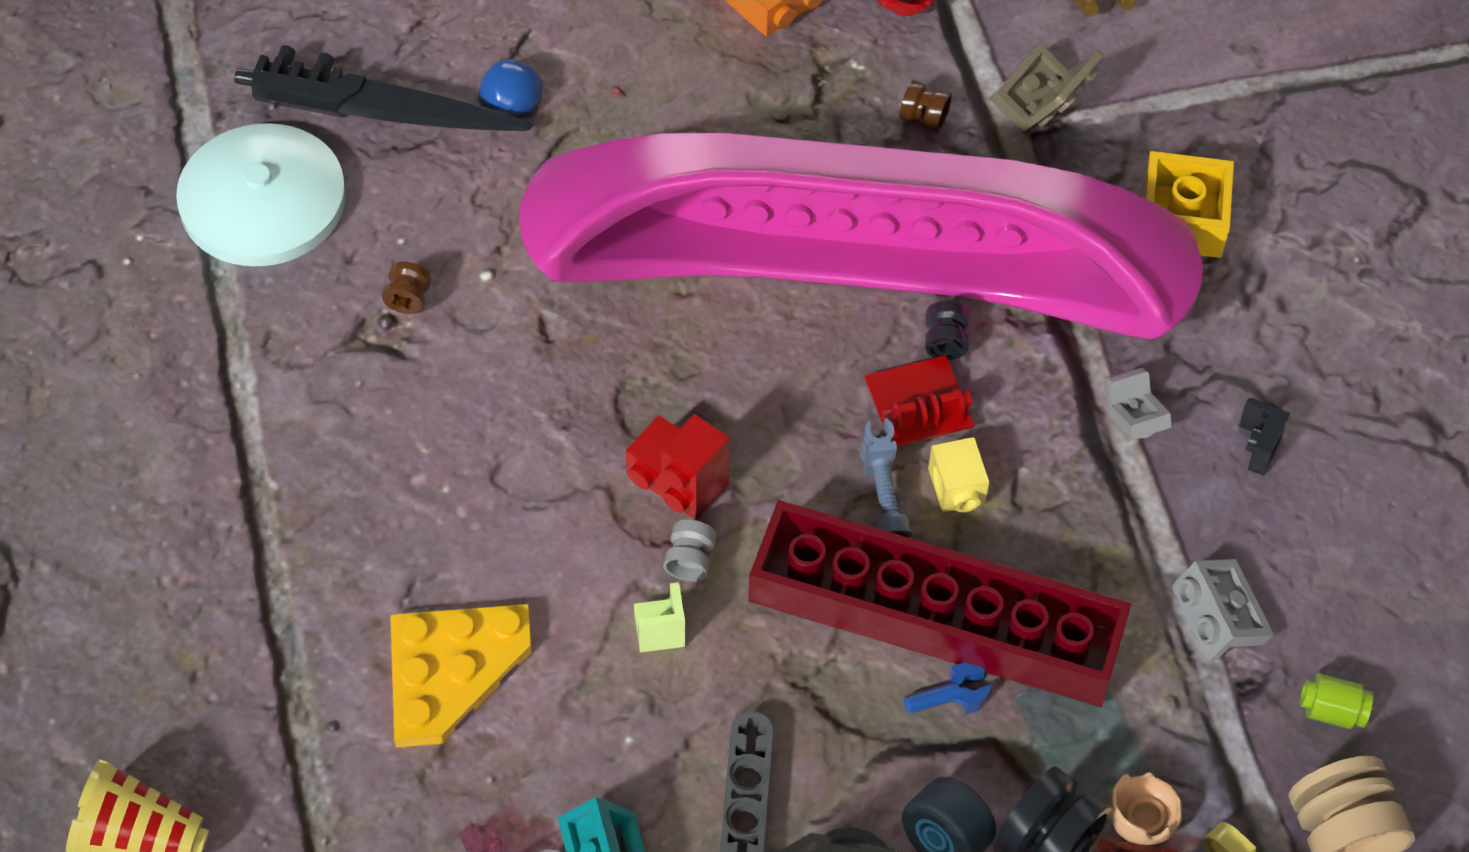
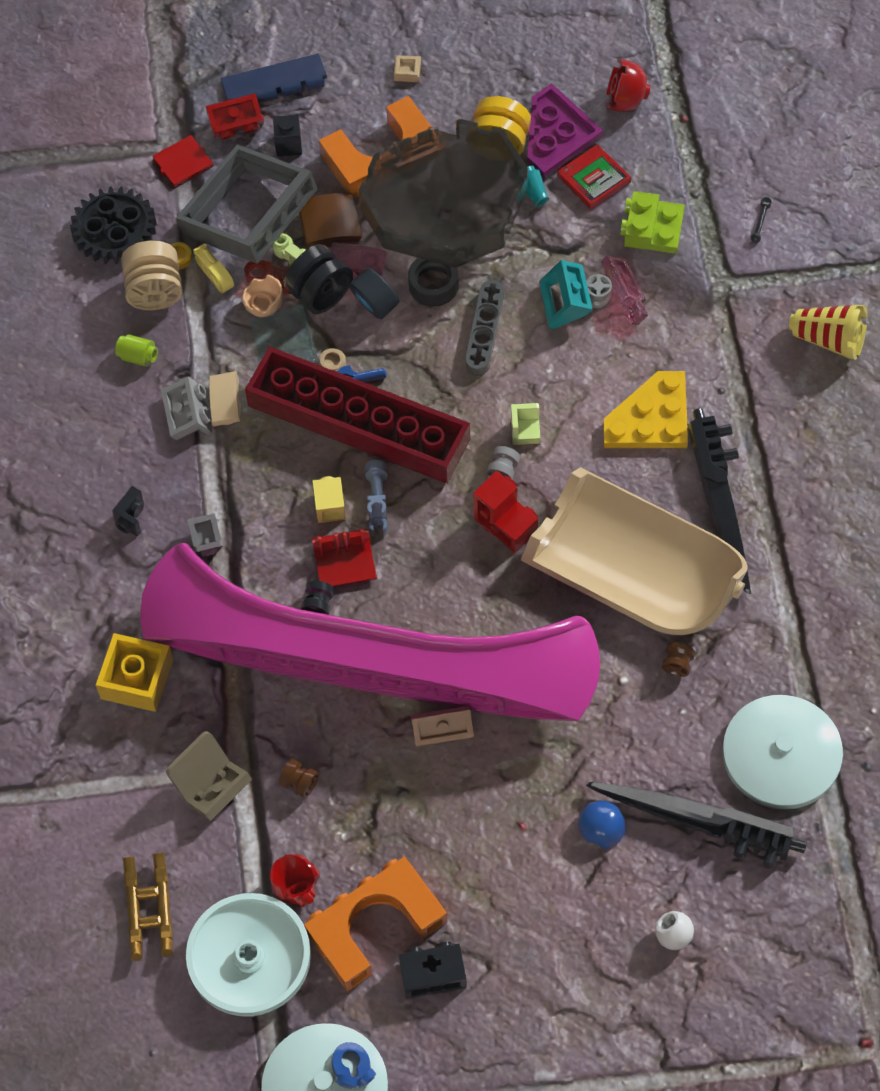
camera: 170 degrees left, 5 degrees up
(348, 566) = (713, 473): none -> black piece
(464, 406) = (636, 557): none -> tan panel
(1000, 718) = (332, 359): none -> tan tile
(1166, 627) = (224, 398): none -> tan slope

